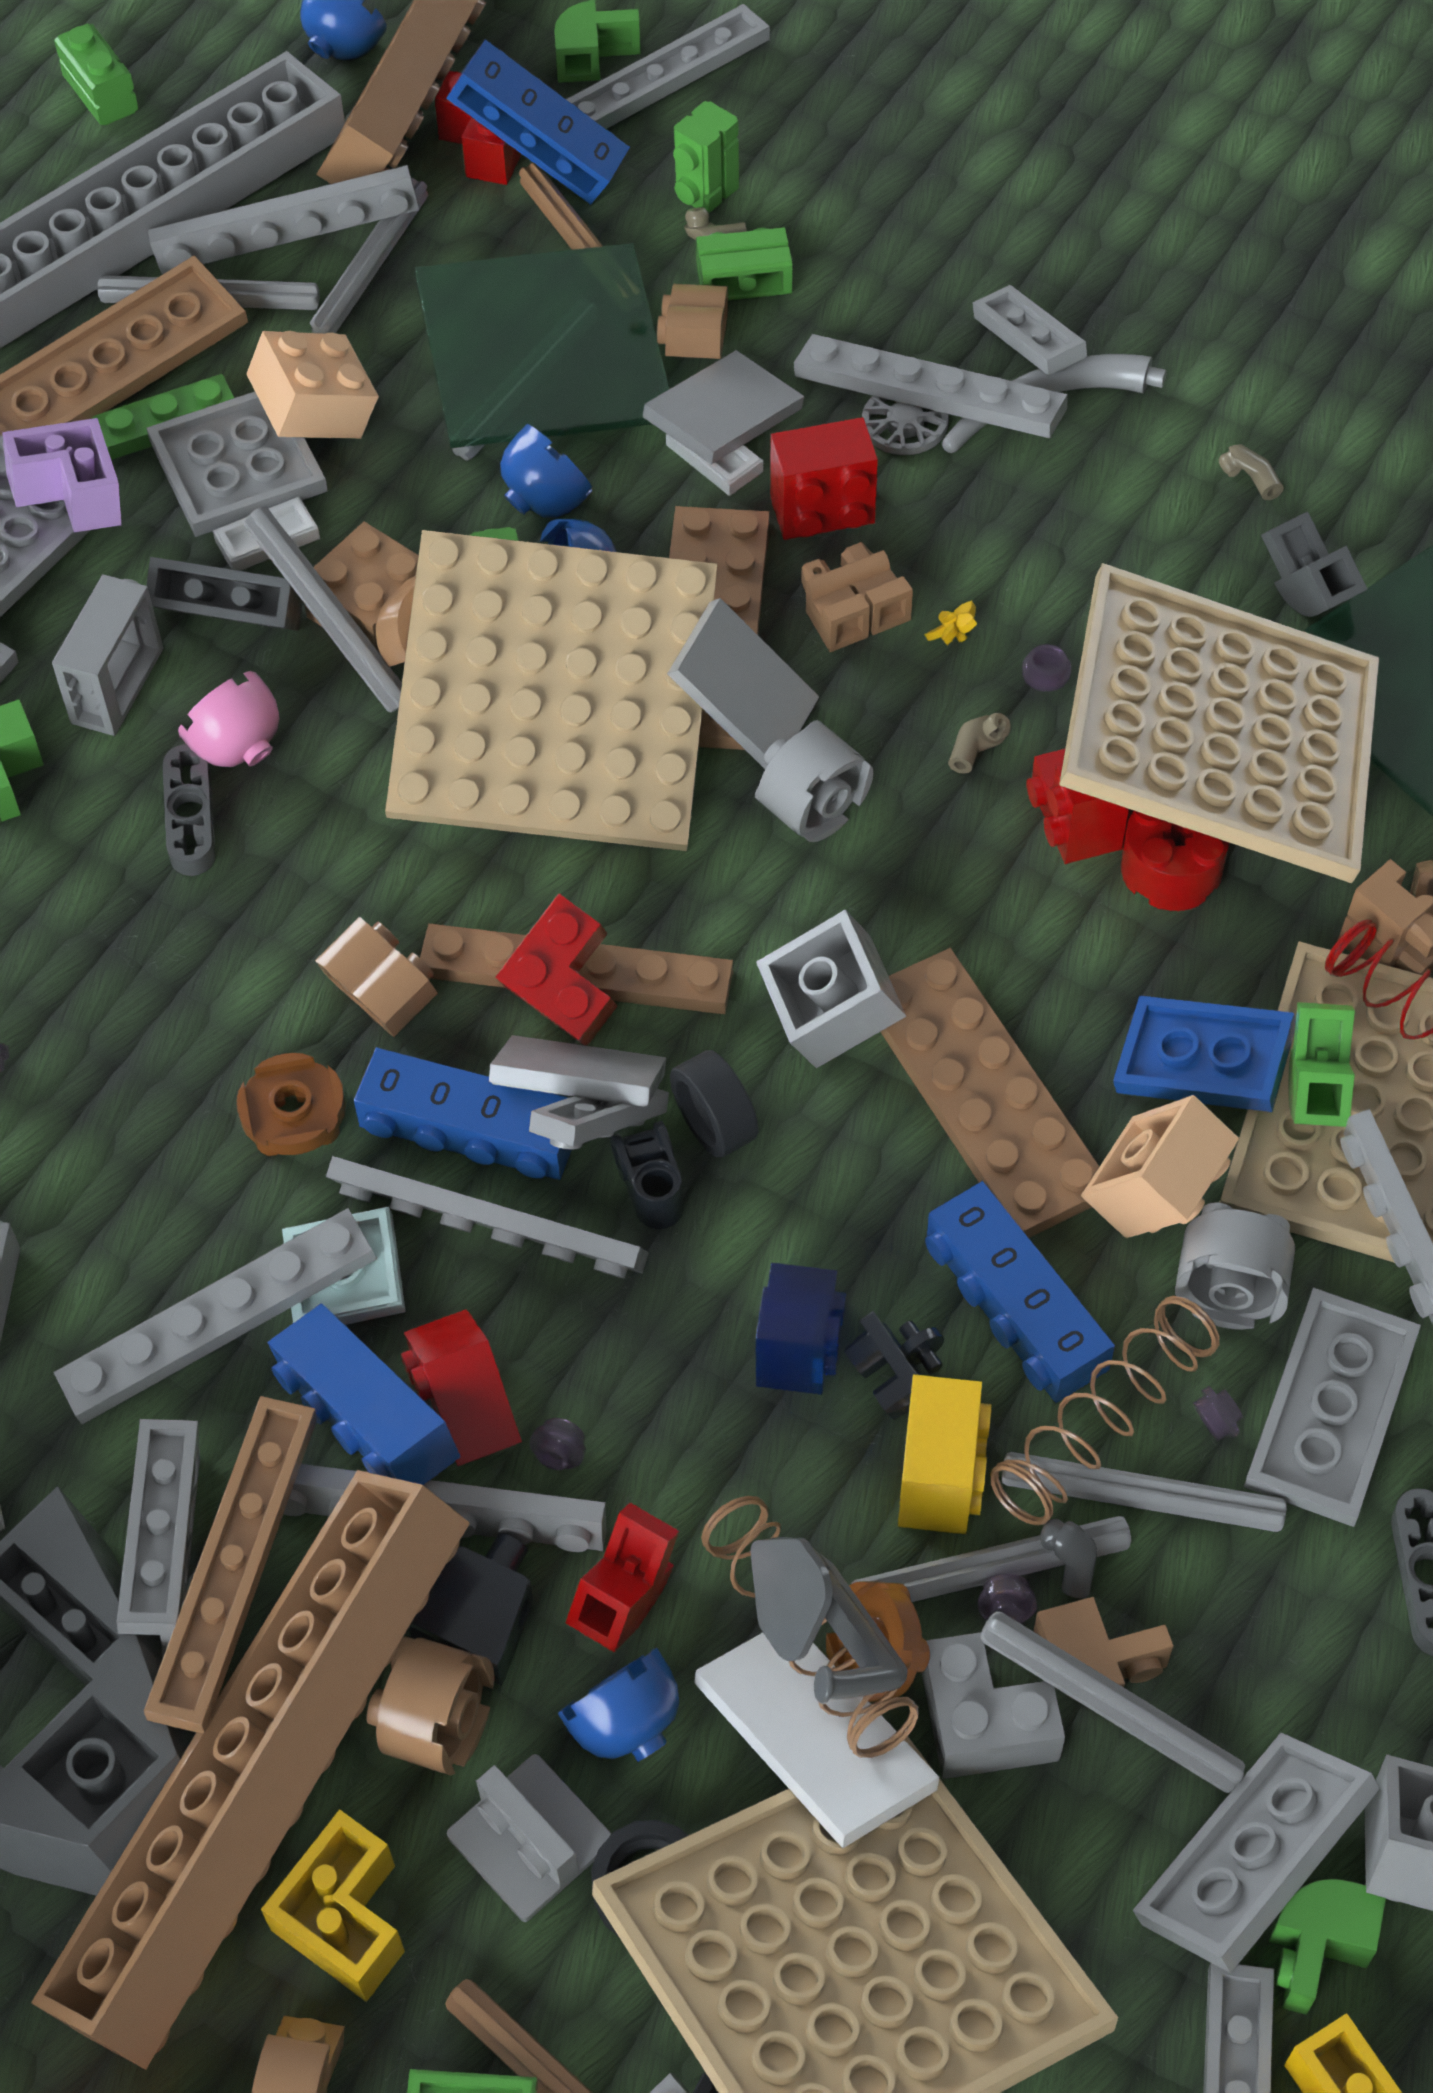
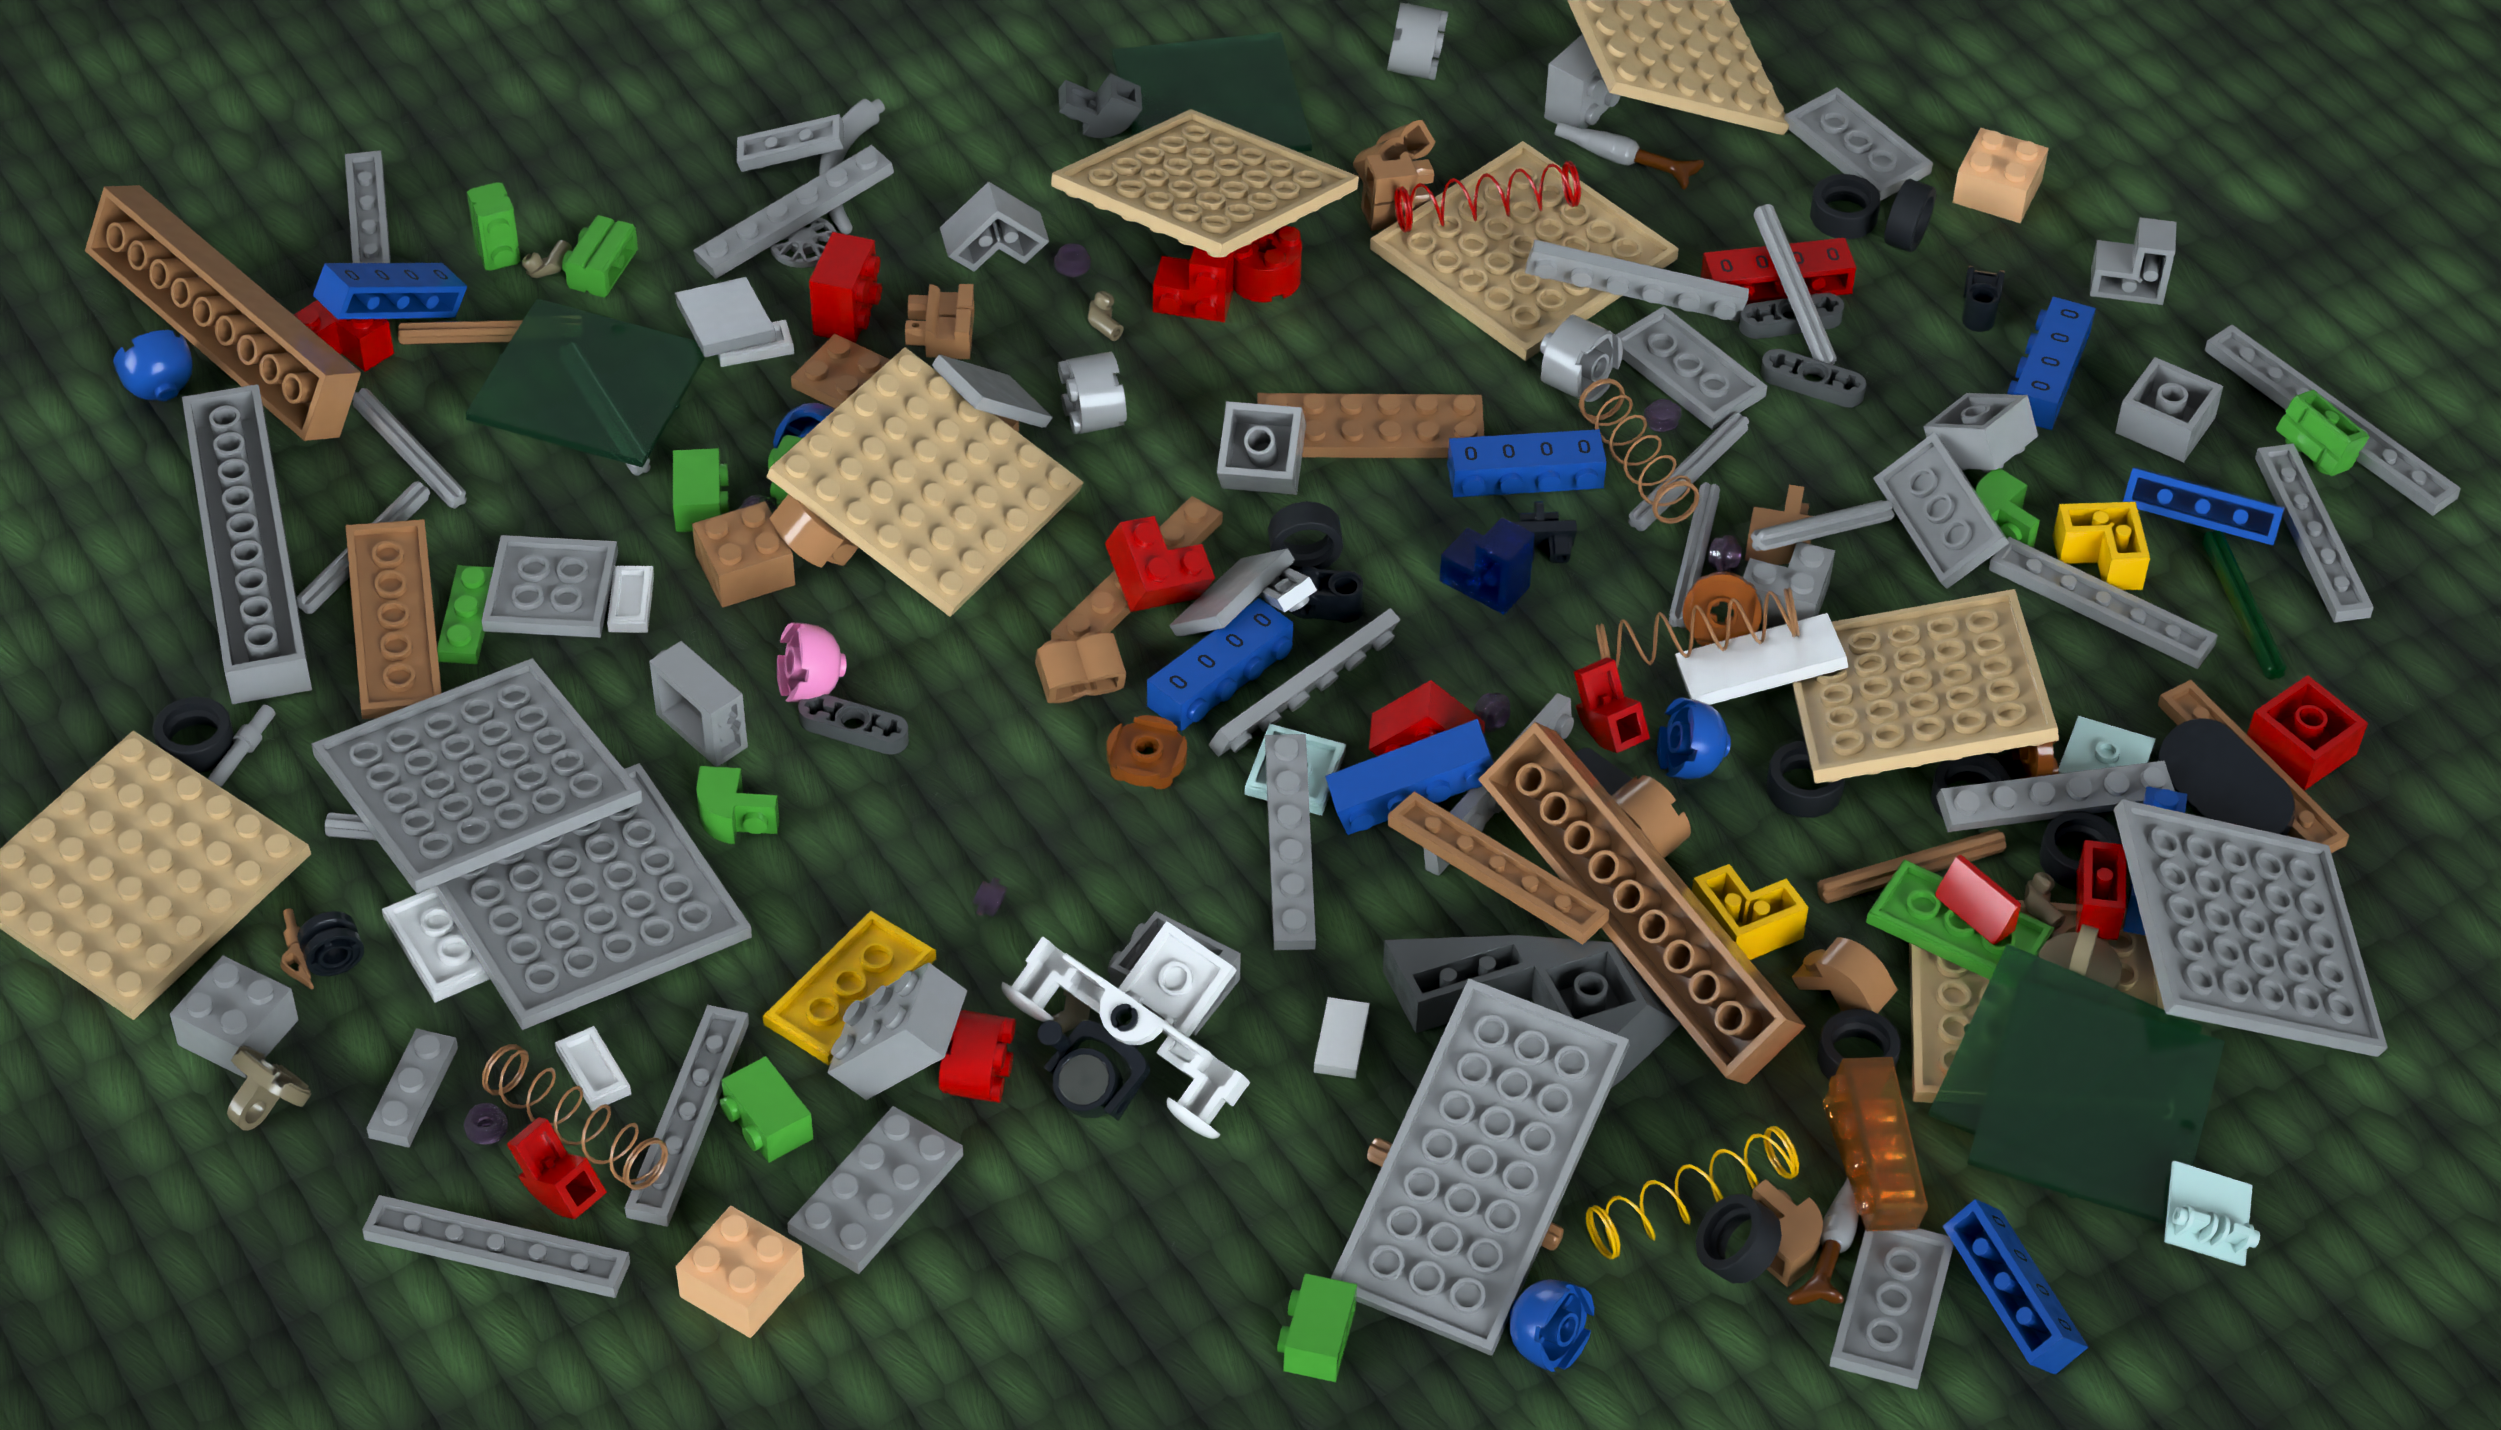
camera: 65 degrees left, 10 degrees down
(67, 465) = (520, 652): lavender brick -> none
(96, 74) = (73, 526): bright green brick -> none
(159, 1528) = (1445, 902): light grey fence -> none
(223, 594) = (690, 622): dark grey brick -> none
(285, 219) = (340, 476): light grey plate -> none
(312, 385) = (530, 508): light nougat brick -> none
(325, 607) = (759, 568): light grey axle -> none
(449, 501) = (698, 487): none -> bright green brick
(528, 1835) = (1746, 822): light grey bracket -> none
(541, 477) = (715, 422): blue cylinder -> none
(588, 34) = (302, 246): bright green brick -> none
(694, 321) = (637, 296): medium nougat brick -> none
(795, 1594) = (1697, 599): dark grey piece -> none
(944, 1454) = (1622, 532): yellow brick -> none
(954, 624) = (1003, 286): yellow plant -> none
(1027, 565) = (992, 223): none -> light grey brick
(1077, 1552) = (1715, 503): dark grey arm -> none
(1161, 1168) = (1496, 356): light nougat brick -> none
(1205, 1051) = (1422, 310): blue plate -> none
(1256, 466) = (988, 98): dark tan arm -> none
(1319, 1065) = (1478, 263): bright green brick -> none

